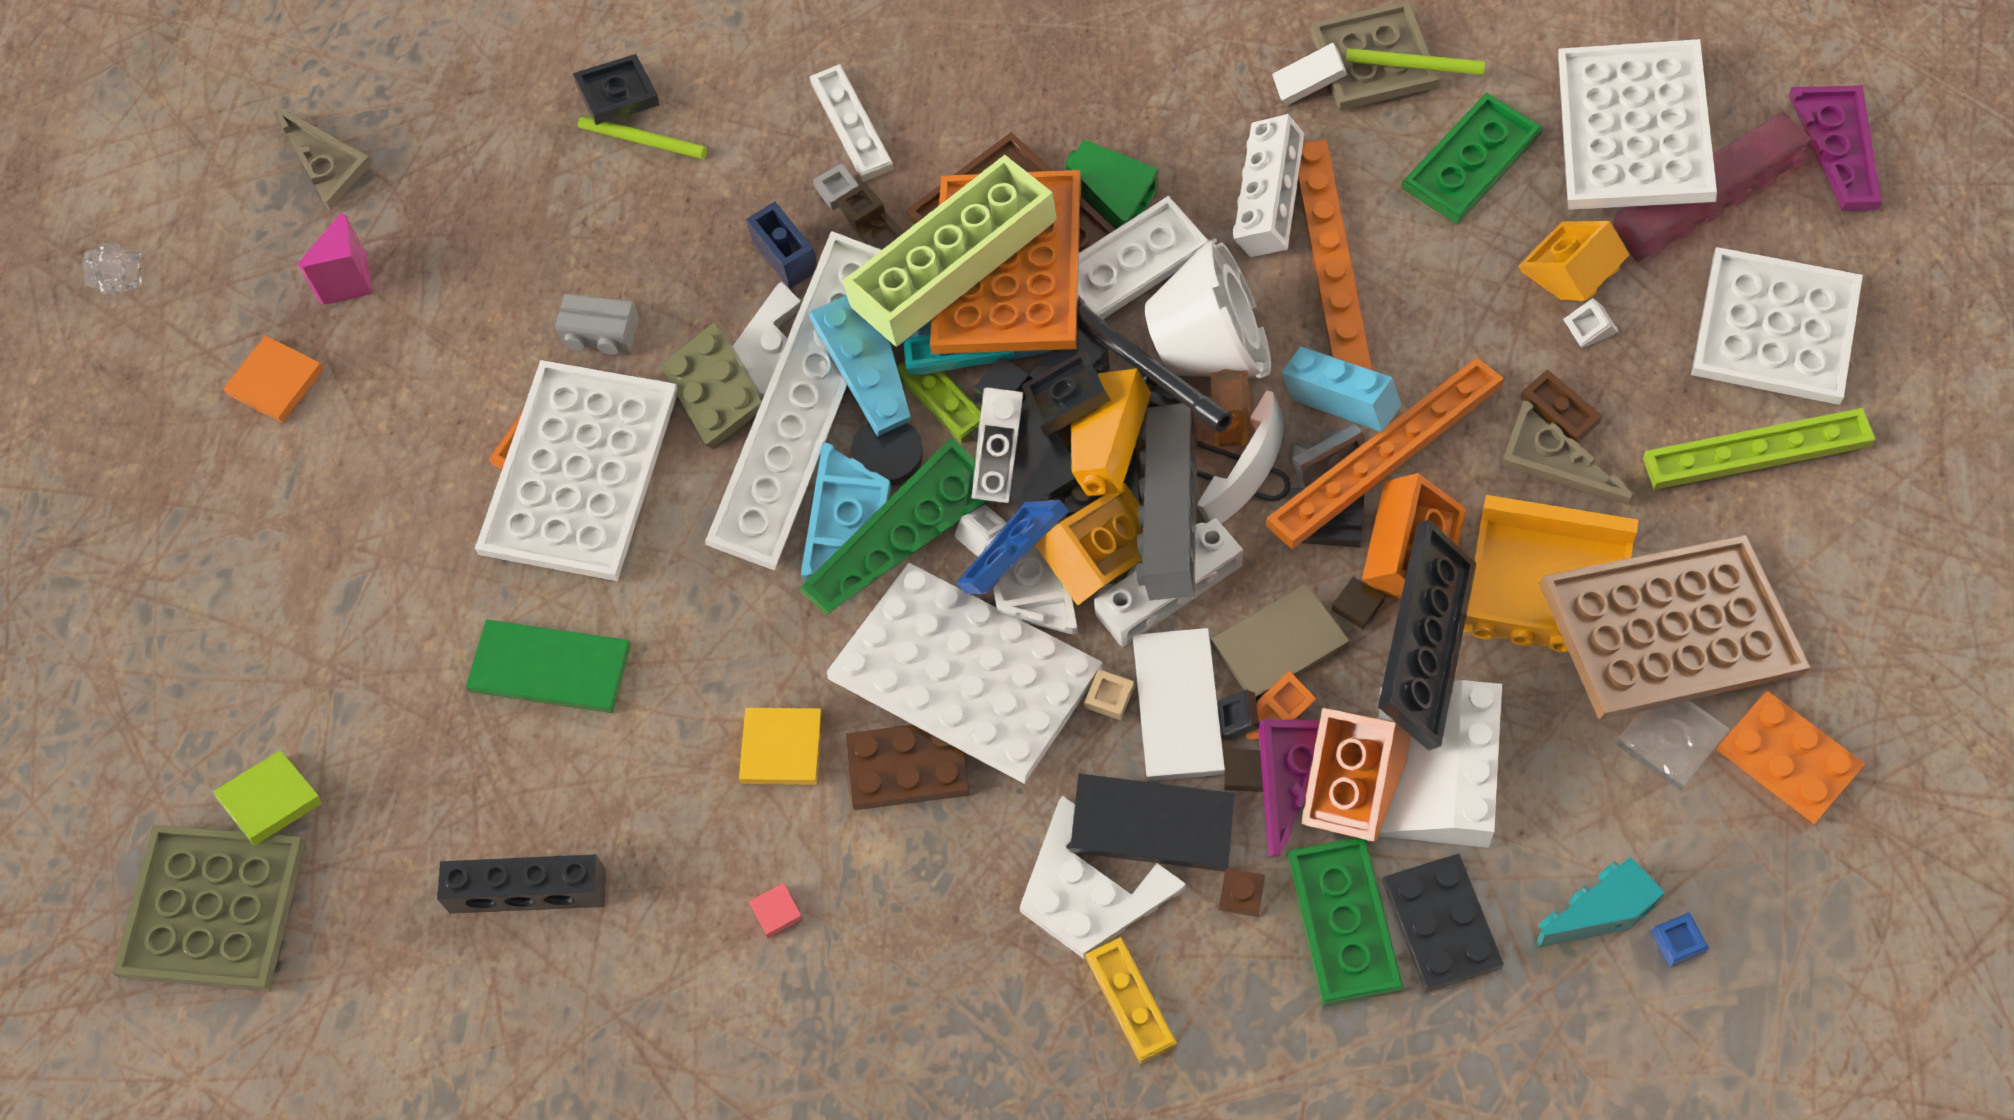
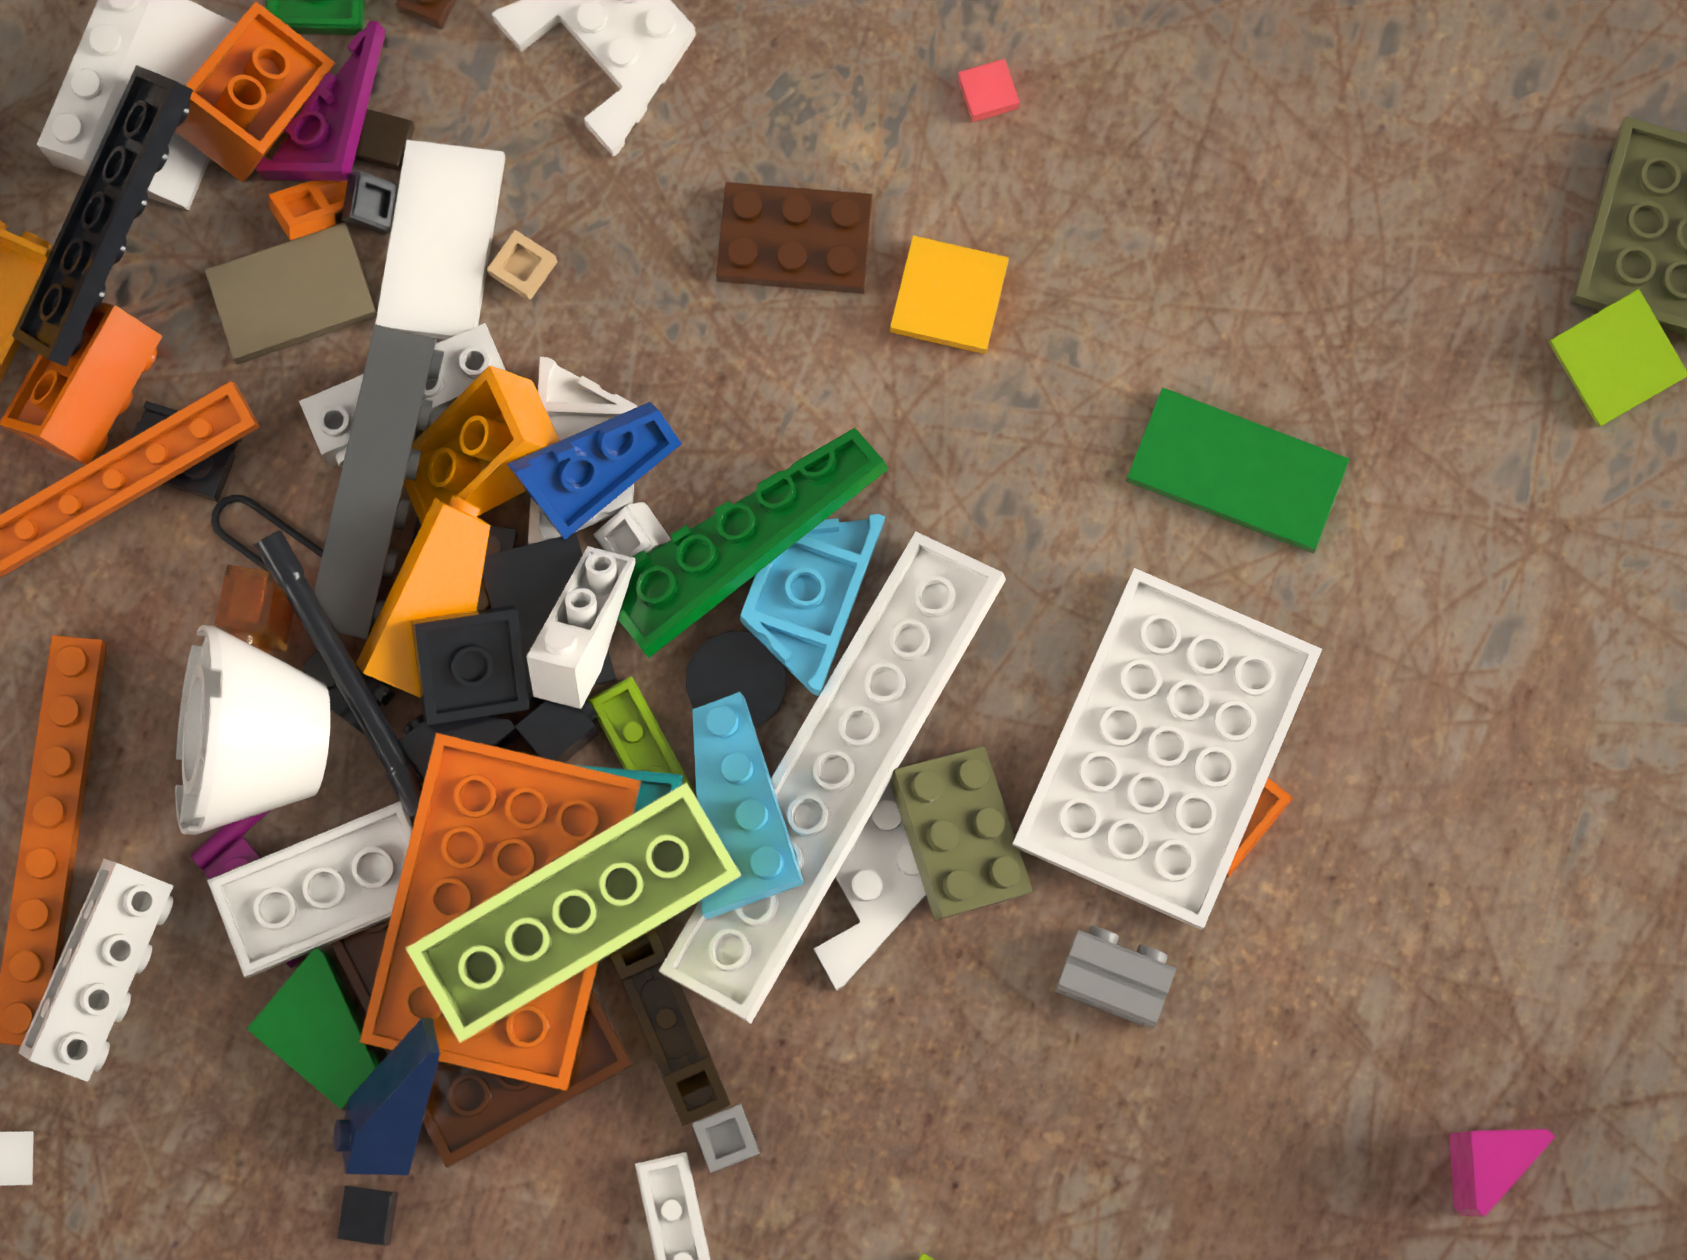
camera: 175 degrees left, 15 degrees up
(273, 379) = (1601, 1009): orange tile -> none
(522, 884) = (1297, 174): black brick -> none
(782, 244) = (823, 1037): dark blue brick -> none
(965, 672) = (699, 327): white plate -> none
(1051, 140) = (389, 1107): none -> dark blue slope
(1055, 103) = (367, 1215): none -> black slope
(1152, 822) = (511, 92): black tile -> none
(1229, 495) = (301, 497): white slope -> none
(1315, 461) = (172, 524): flat silver tile -> none
(1341, 389) = (99, 602): medium azure brick -> none
(1358, 602) = (178, 323): dark brown tile -> none

